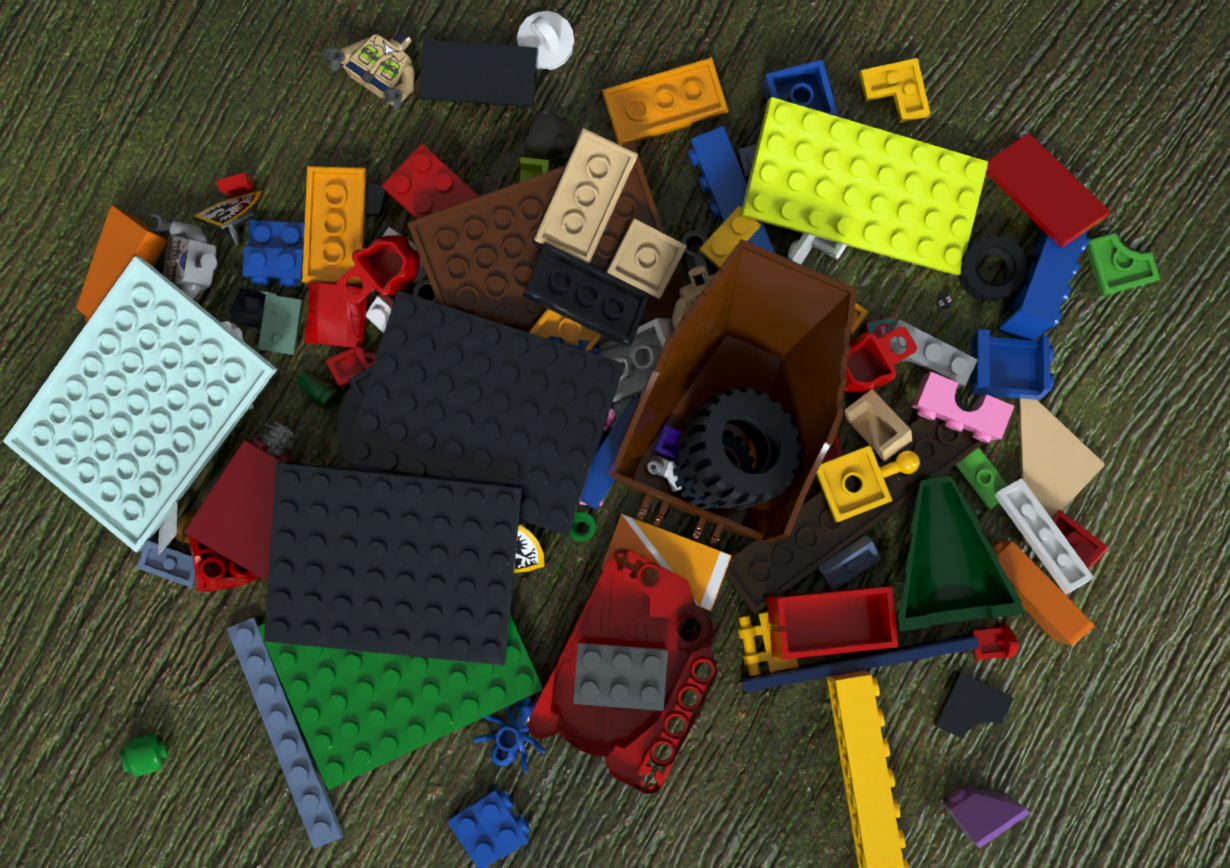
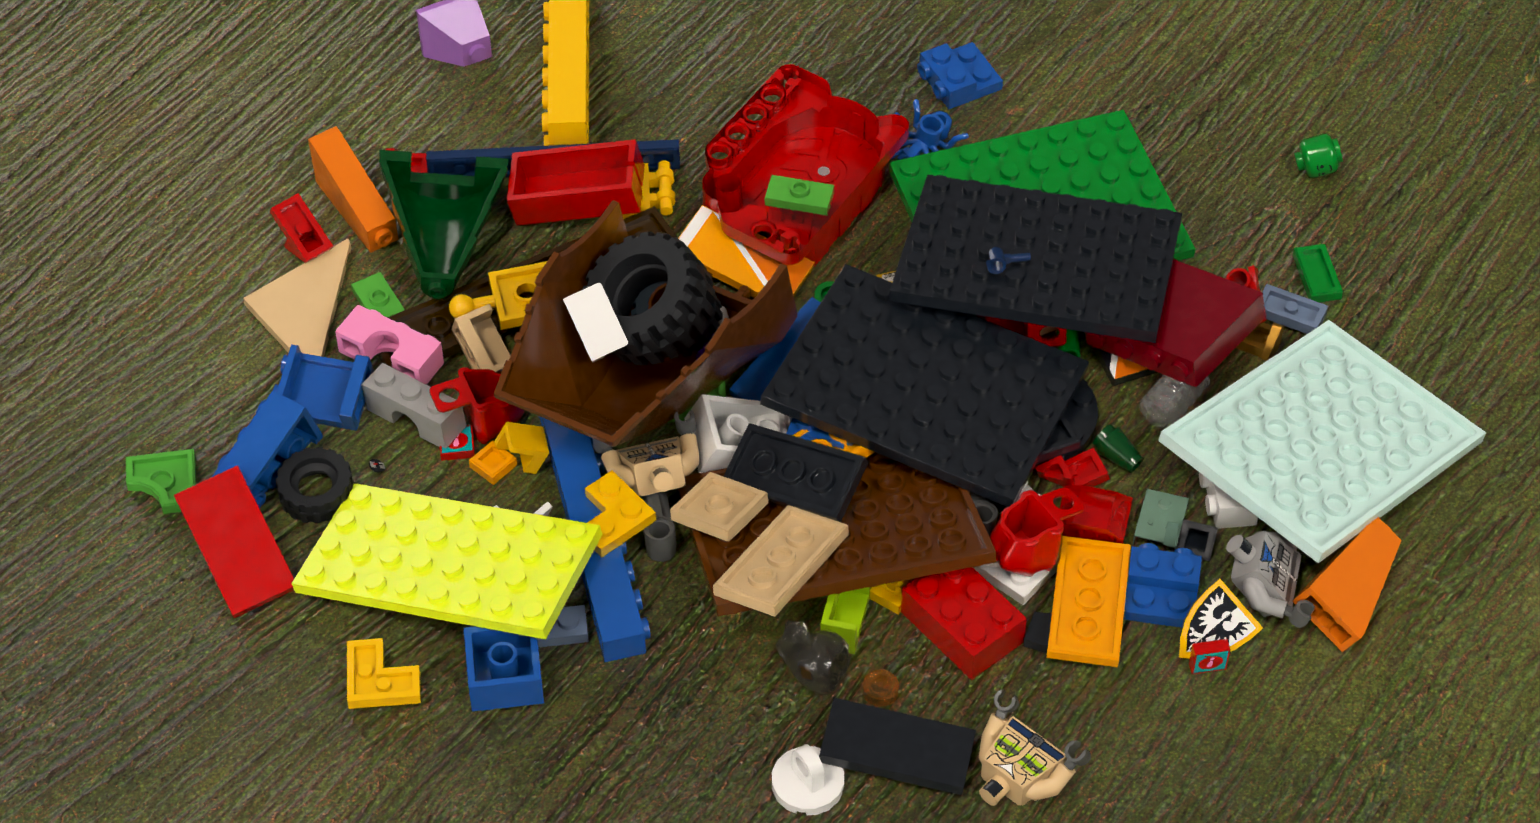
camera: 175 degrees left, 35 degrees down
(148, 615) = (1317, 273): none -> green tile
(168, 529) = (1290, 326): white sticker -> none
(285, 734) = (1171, 167): sand blue plate -> none
(426, 530) = (999, 260): none -> dark blue hand
(497, 132) = (880, 688): none -> clear orange tile
(620, 676) = (806, 157): dark grey plate -> none
(621, 630) = (799, 195): none -> bright green plate
(665, 101) = (667, 699): light orange tile -> none
(783, 397) = (596, 321): none -> white panel
(849, 562) = (536, 243): sand blue plate -> none
(971, 704) = (444, 123): black tile -> none
(1044, 536) = (334, 229): white plate -> none

